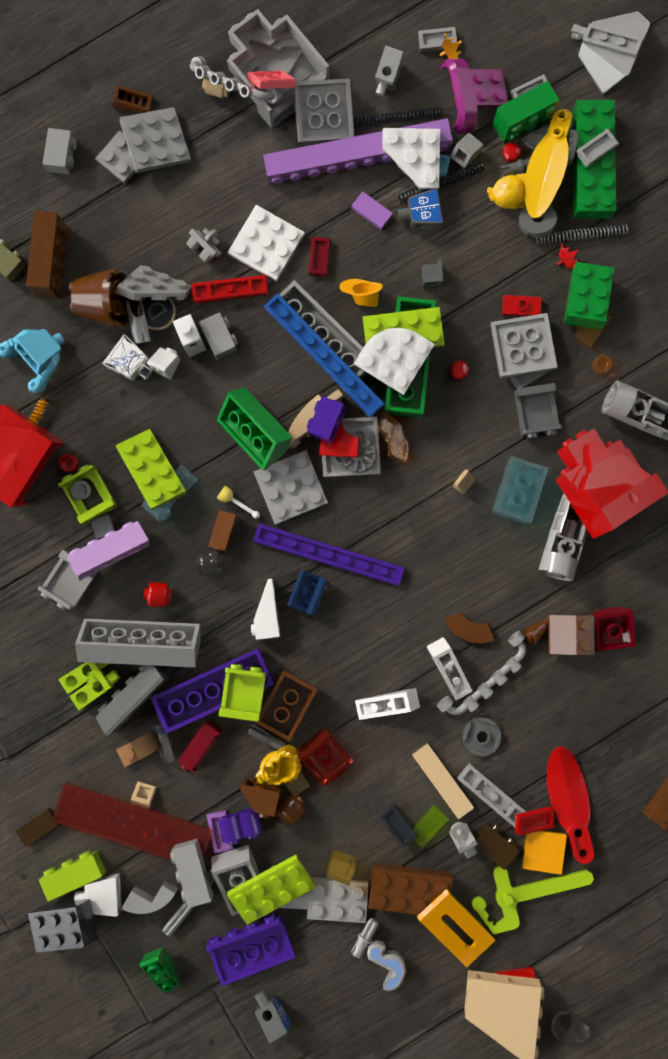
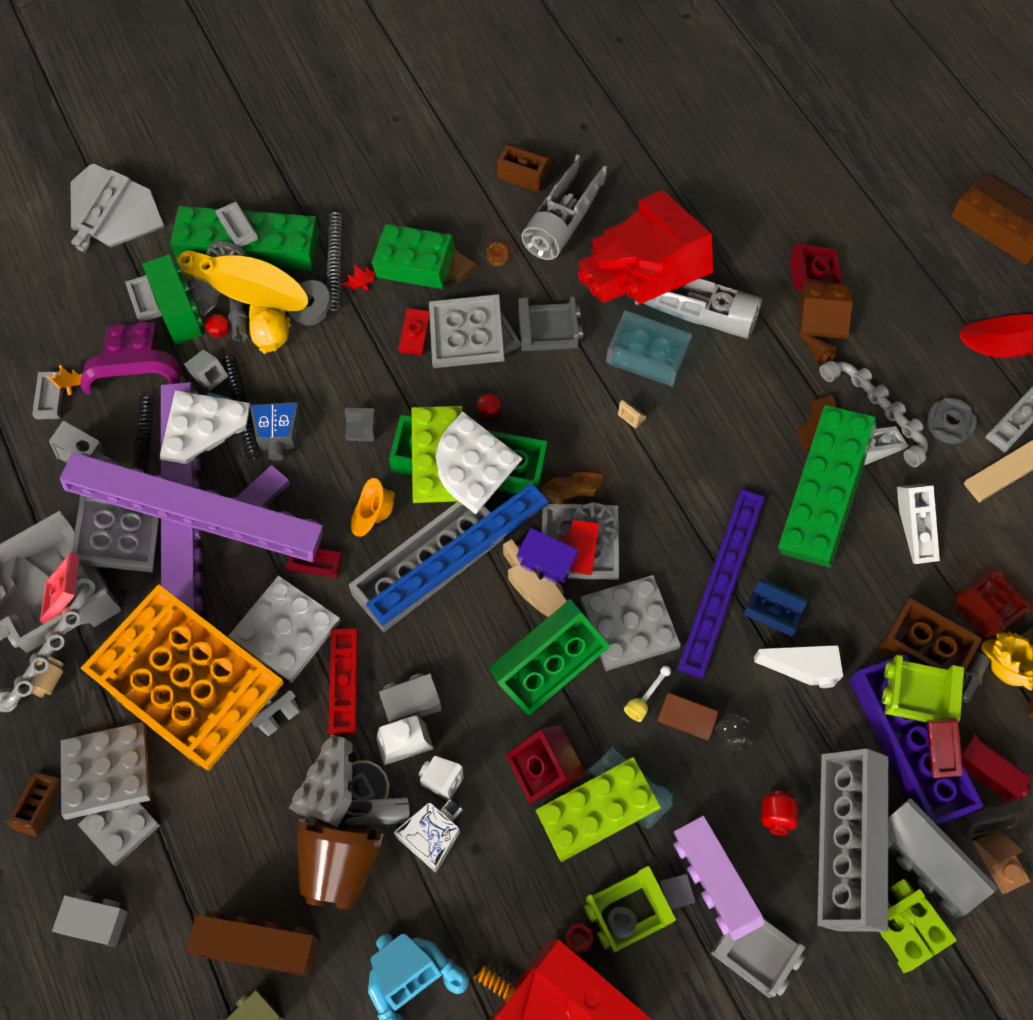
camera: 95 degrees left, 20 degrees down
(181, 433) = (545, 763): none -> dark red slope
(200, 705) = (944, 747): none -> dark red tile
(212, 176) = (182, 677): none -> light orange wedge
(344, 158) = (192, 506): none -> medium lavender brick
(403, 629) = (827, 486): none -> green brick

